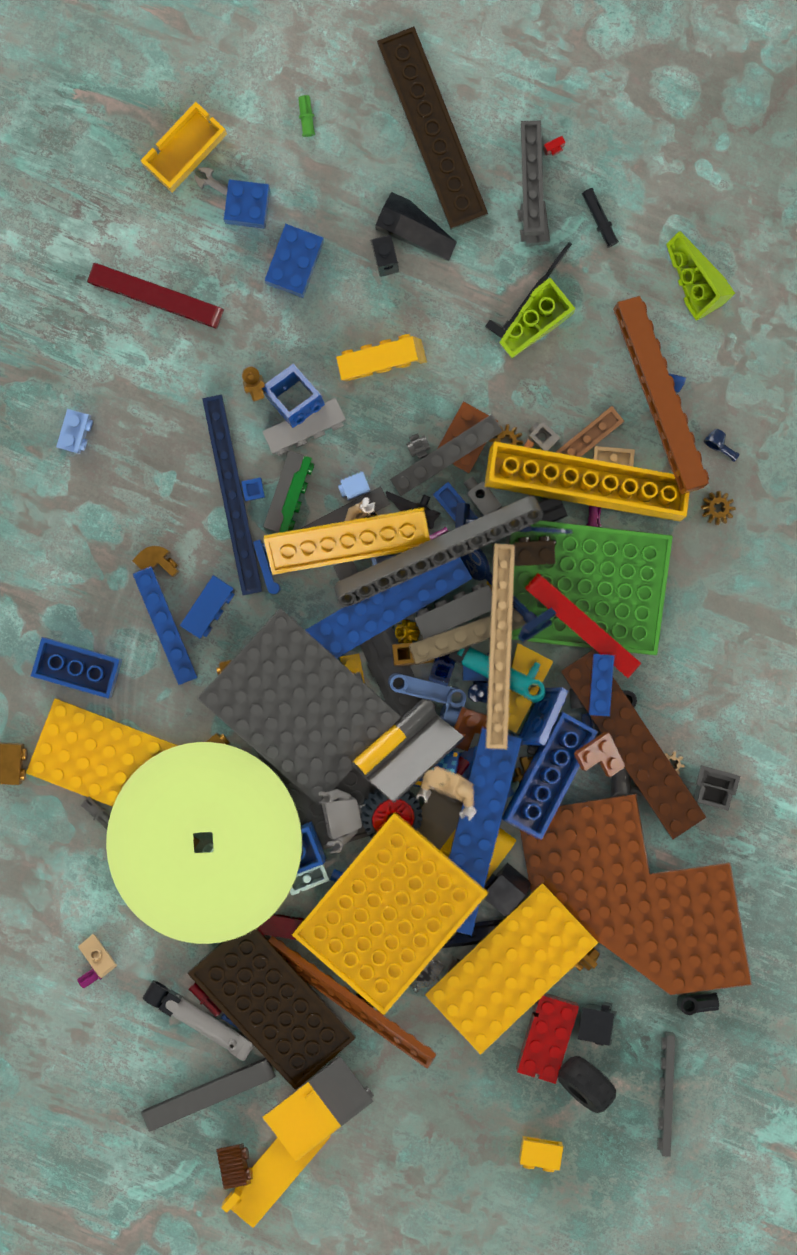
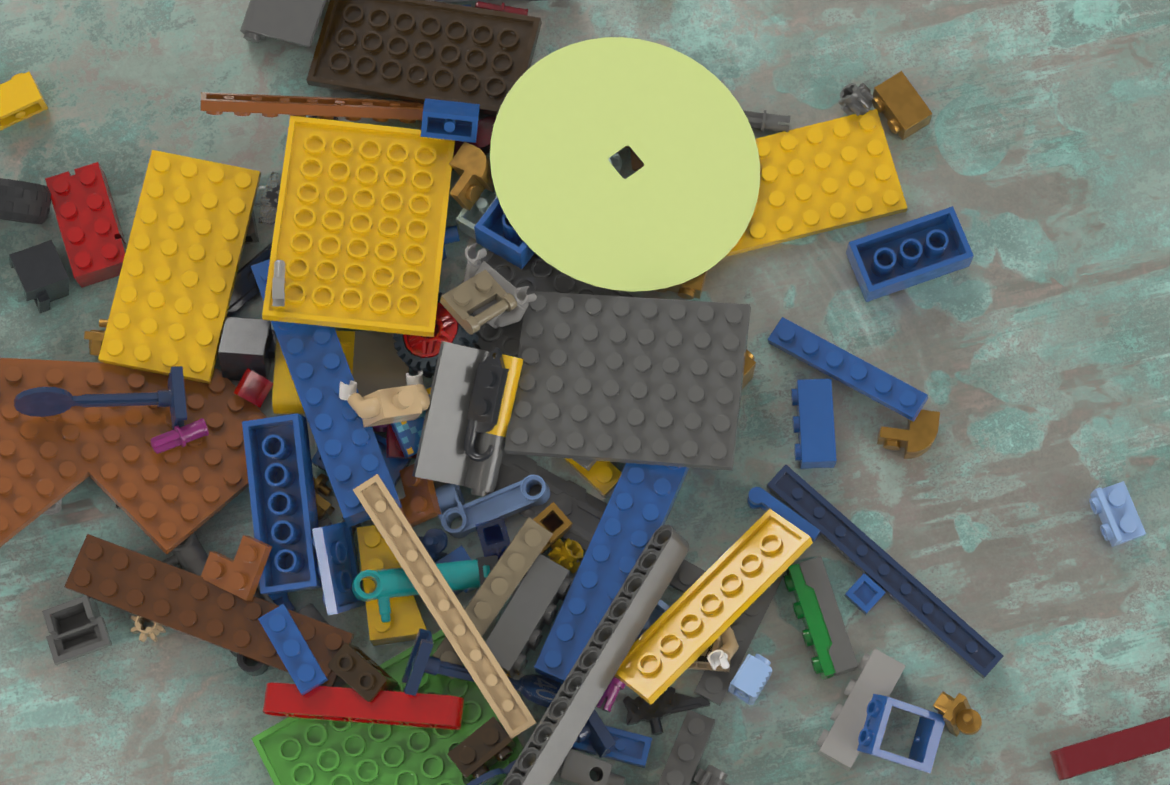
camera: 150 degrees right, 15 degrees down
(34, 786) = (856, 99): none -> dark grey gear
(289, 943) = (450, 120): none -> blue brick
(298, 897) = (474, 175): none -> pearl gold brick
(355, 819) = (472, 296): none -> dark tan plate
(392, 750) = (485, 402): none -> black plate
(465, 905) = (278, 283): none -> light grey bar
(518, 862) = (253, 387): none -> red plate
(570, 886) = (54, 400): none -> dark blue piece
(571, 644) = (361, 672): none -> dark brown bracket
(582, 859) = (179, 436): none -> magenta axle

